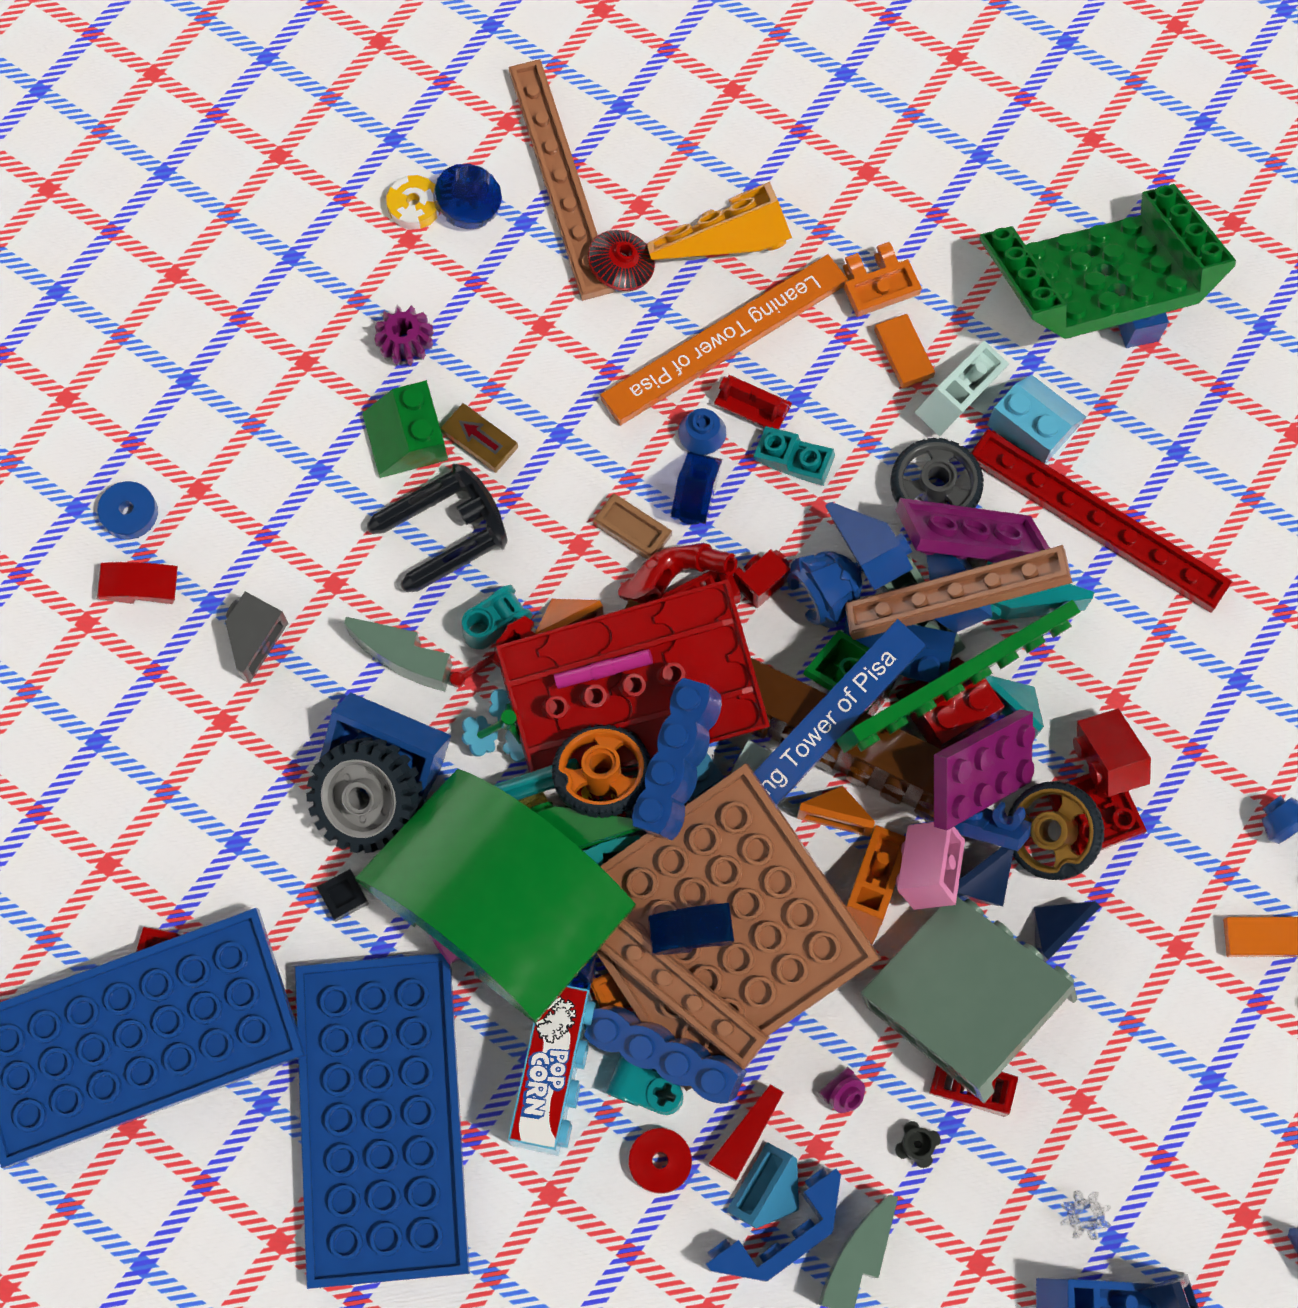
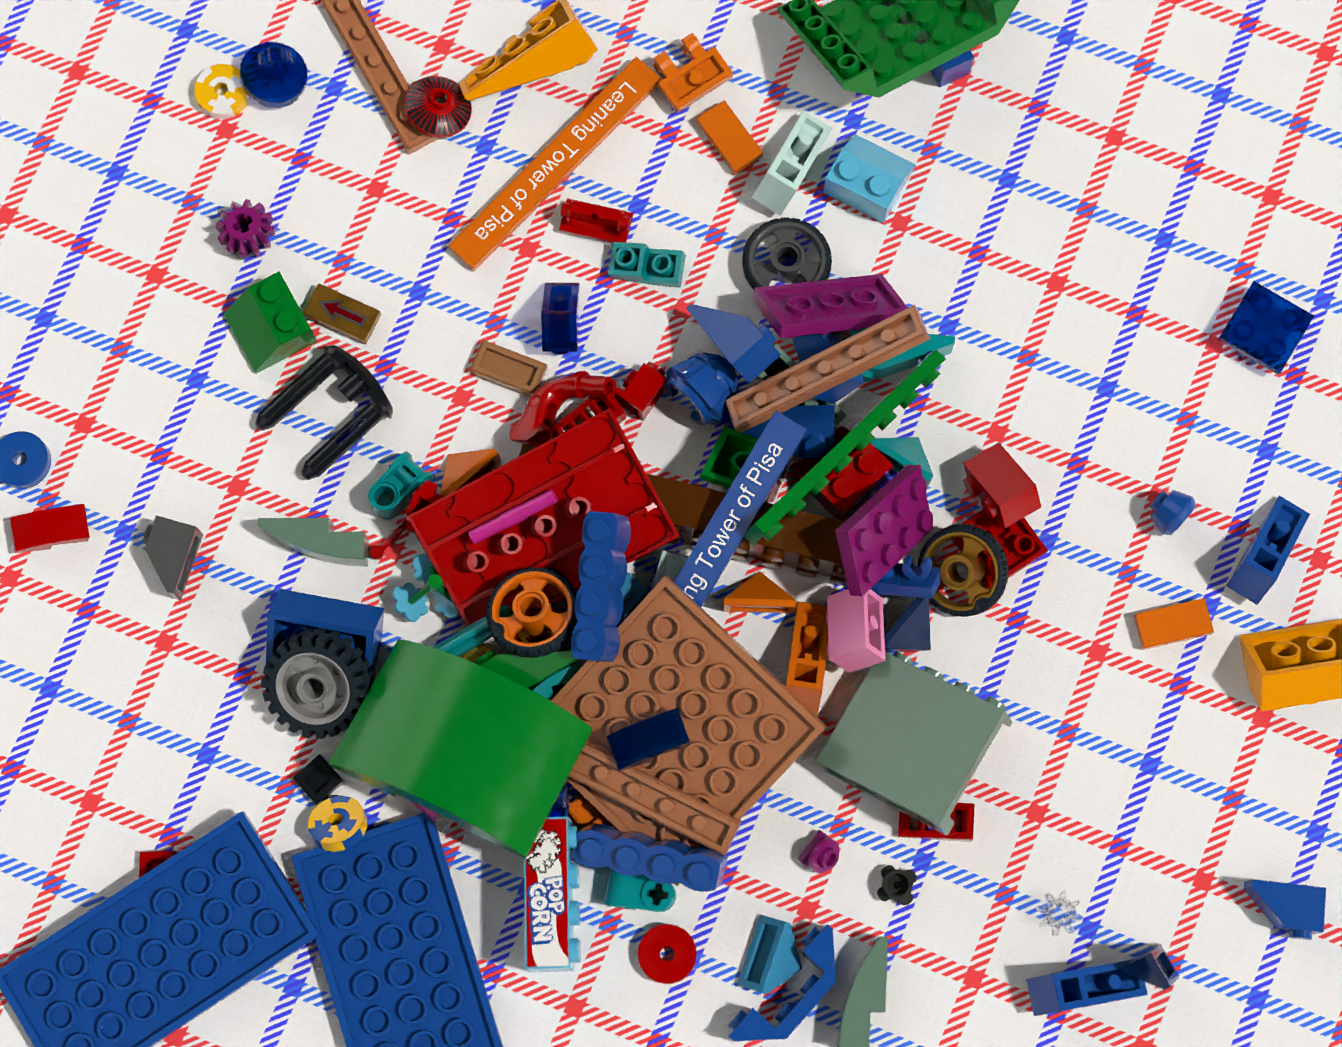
camera: 10 degrees left, 5 degrees up
(352, 957) = (341, 836): none -> yellow piece
(702, 432) = (557, 267): blue cone -> none
(740, 1144) = (736, 923): red piece -> none
(1058, 923) = (983, 655): dark blue slope -> none
(1101, 521) = (947, 263): red tile -> none

